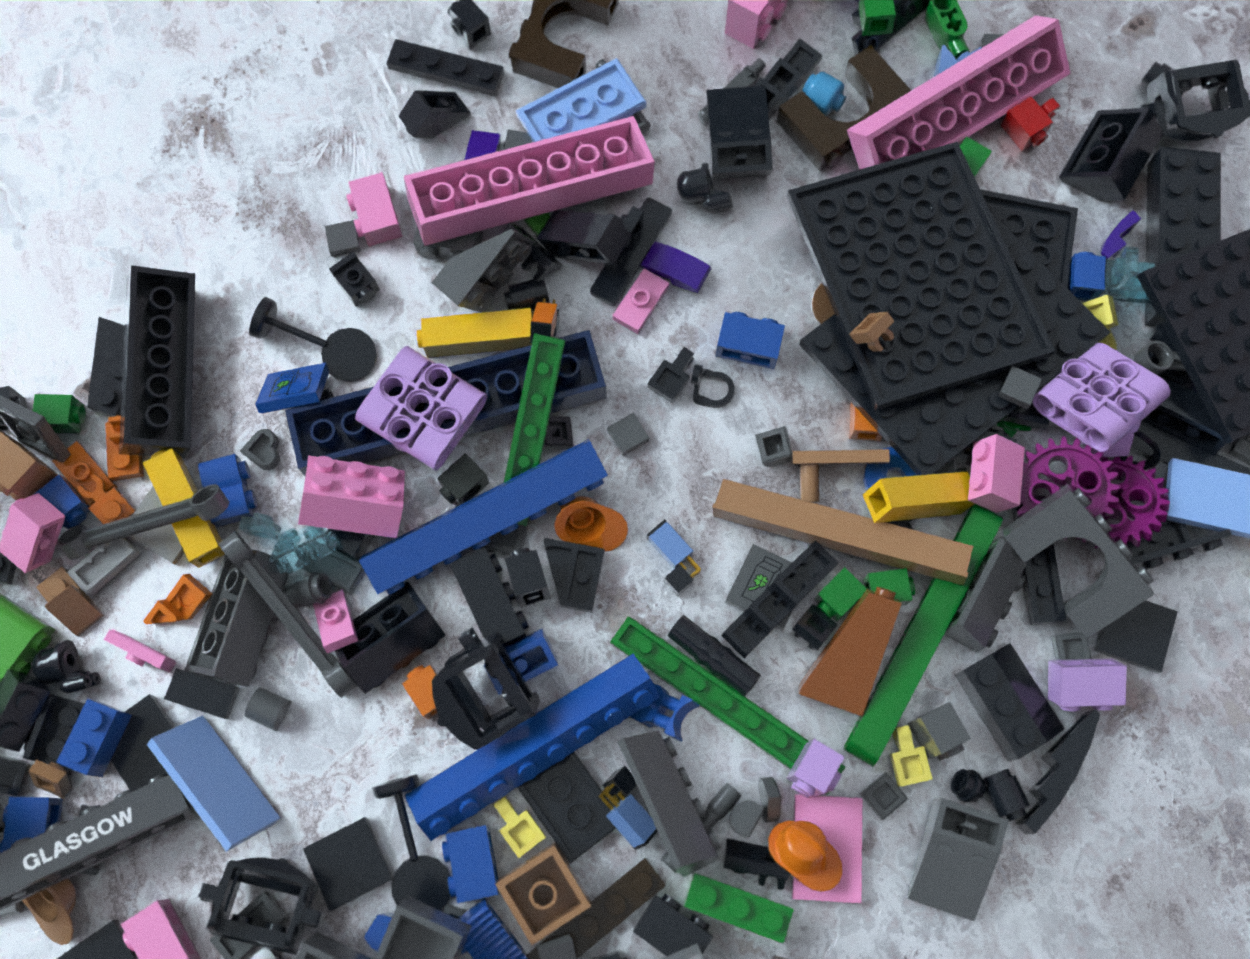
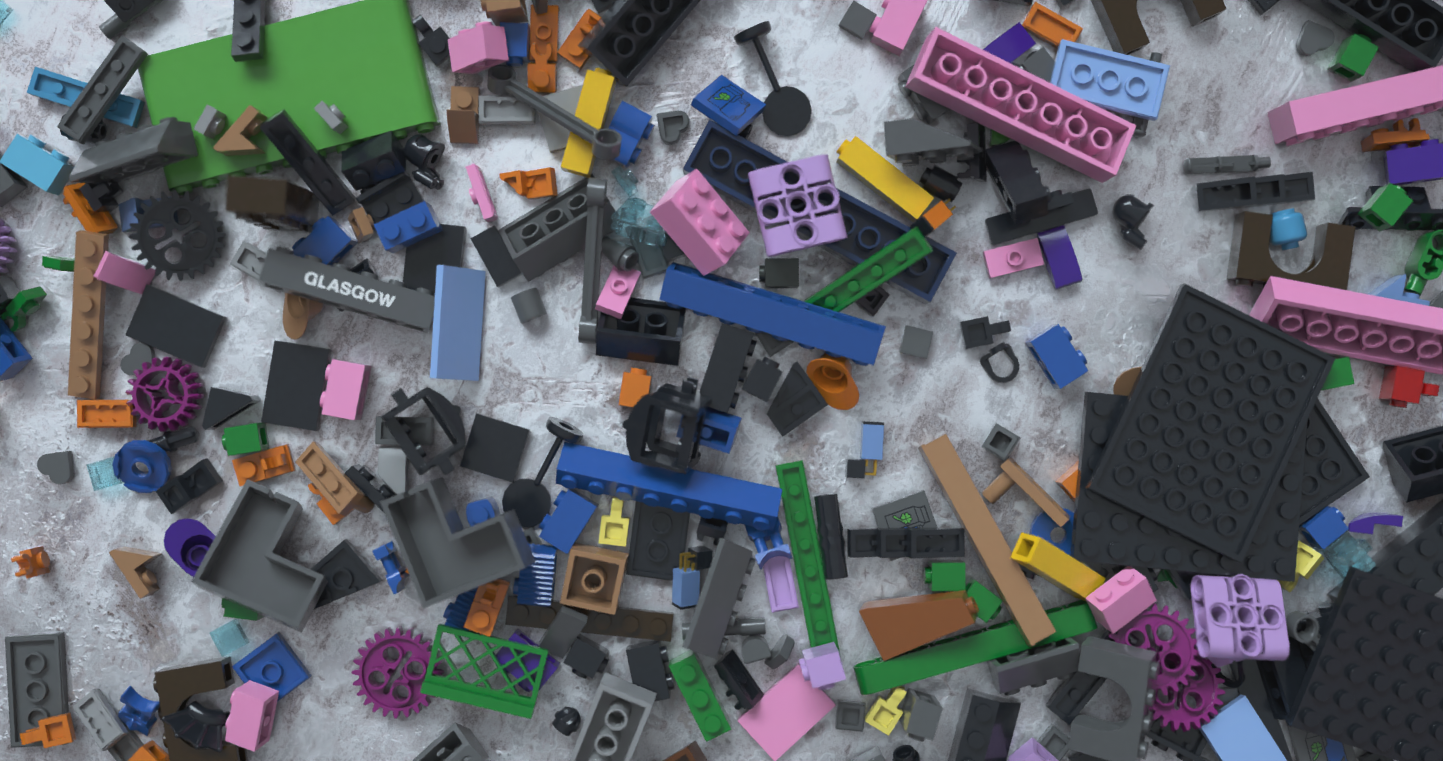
camera: 40 degrees right, 15 degrees up
(354, 279) = (839, 50): black brick -> none
(498, 114) = (1050, 26): none -> orange tile
(604, 746) = (712, 528): none -> black tile
(711, 739) = (780, 584): none -> lavender tile
(739, 132) = (1198, 203): black slope -> none
(806, 854) = (769, 705): orange piece -> none
(814, 627) = (909, 580): black tile -> none
(872, 328) = (1137, 436): medium nougat tile -> none
(1019, 387) = (1193, 562): dark grey tile -> none

